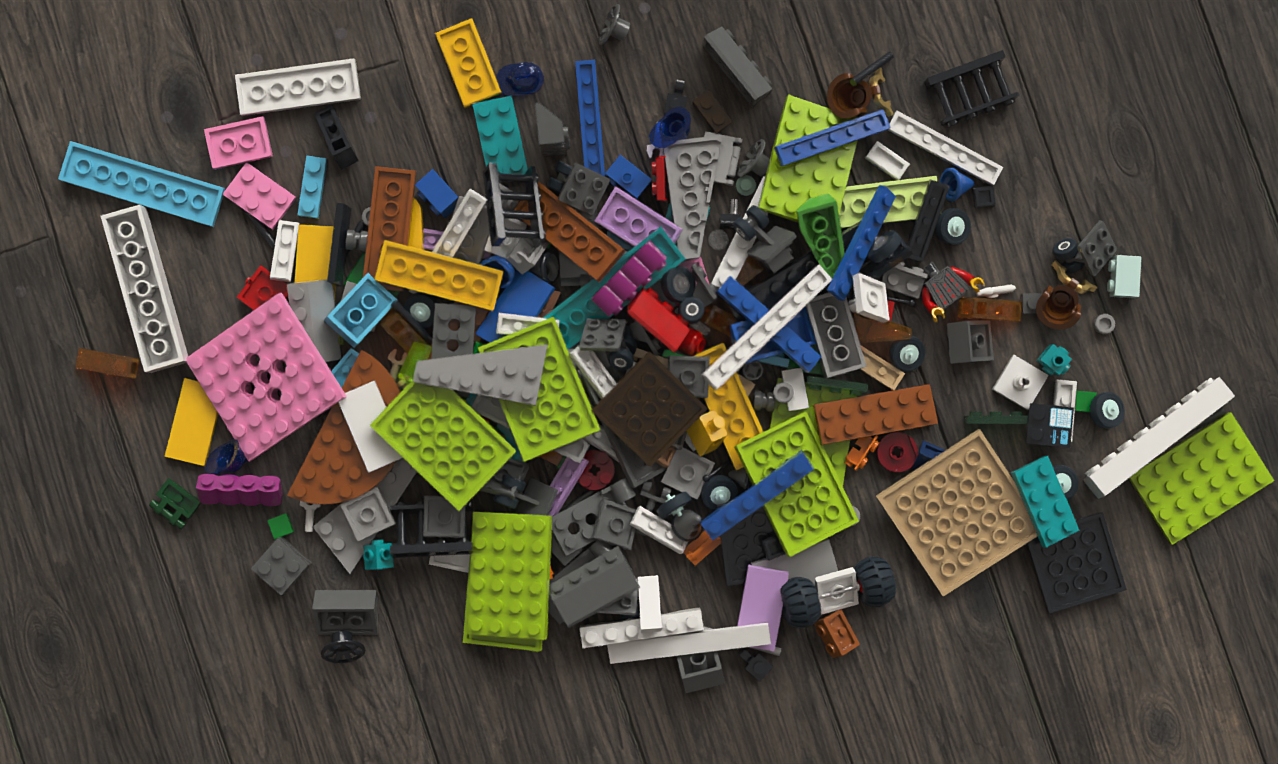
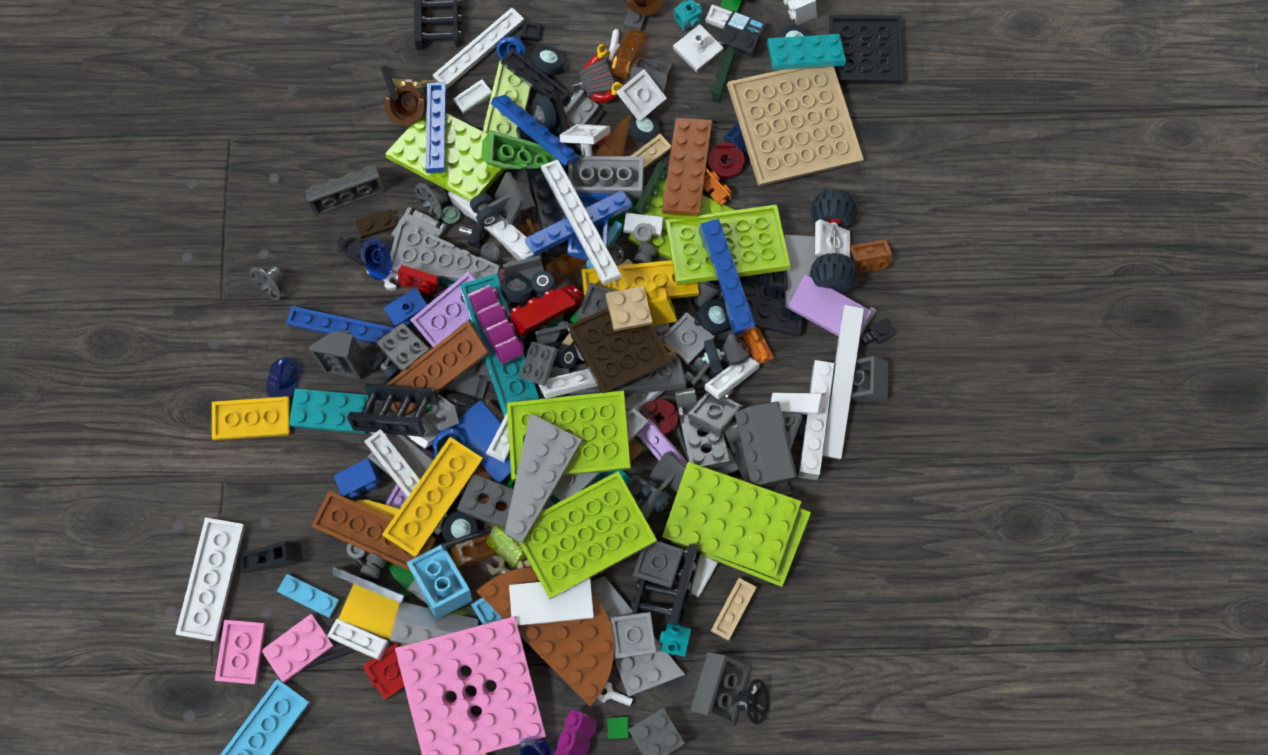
camera: 65 degrees left, 15 degrees down
(426, 601) = (733, 609): none -> tan plate
(688, 407) = (628, 308): none -> tan plate
(938, 341) = (641, 95): none -> white tile

